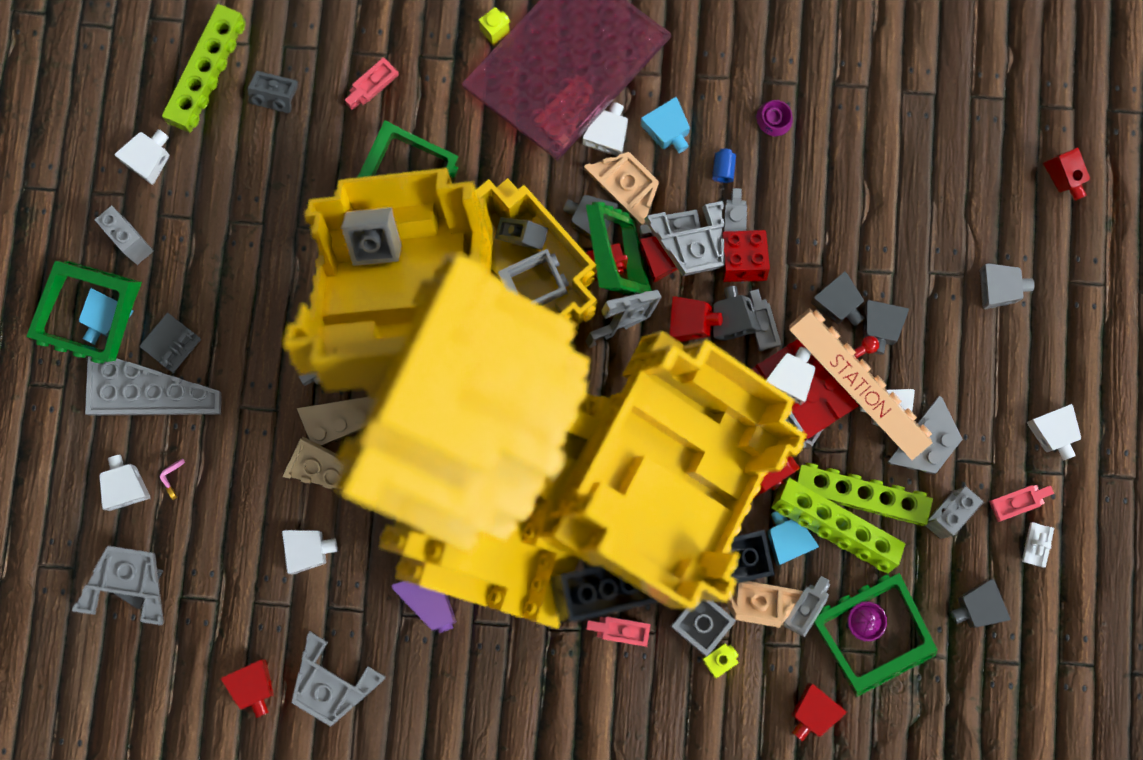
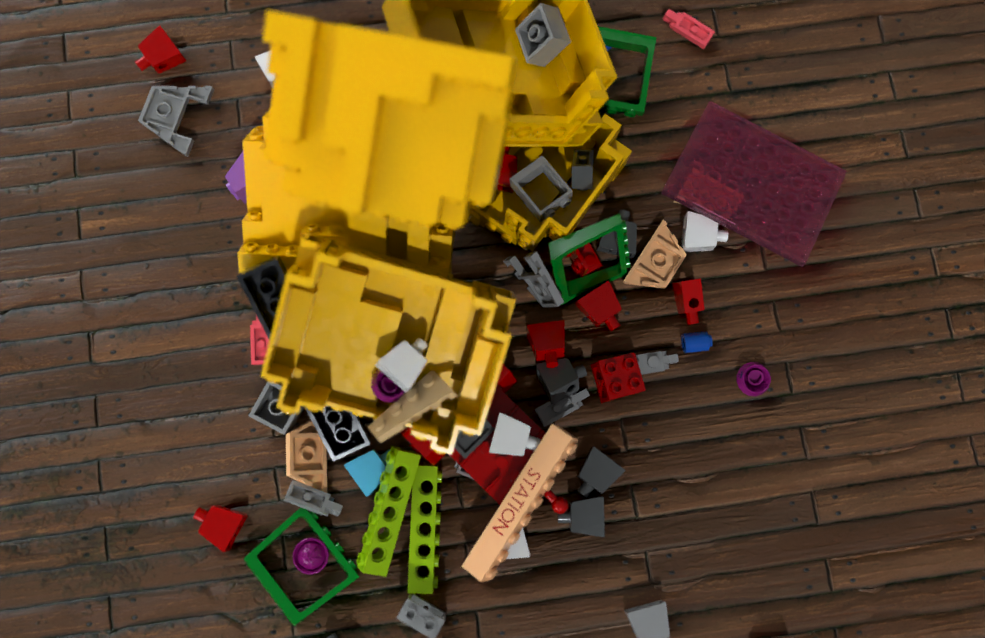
camera: 75 degrees right, 0 degrees up
(494, 25) = (770, 115): neon yellow brick -> none
(667, 125) = (720, 283): medium azure torso -> none
(677, 161) = (689, 291): none -> red torso
(678, 222) = (631, 309): light grey hinge -> none
(692, 249) = (611, 329): light grey wing -> none
(700, 464) = (404, 363): none -> white torso
(714, 487) = (385, 388): none -> magenta hat
(721, 660) = (251, 431): neon yellow brick -> none
(740, 459) = (420, 398): none -> tan wing
(944, 438) = (492, 593): light grey wing -> none

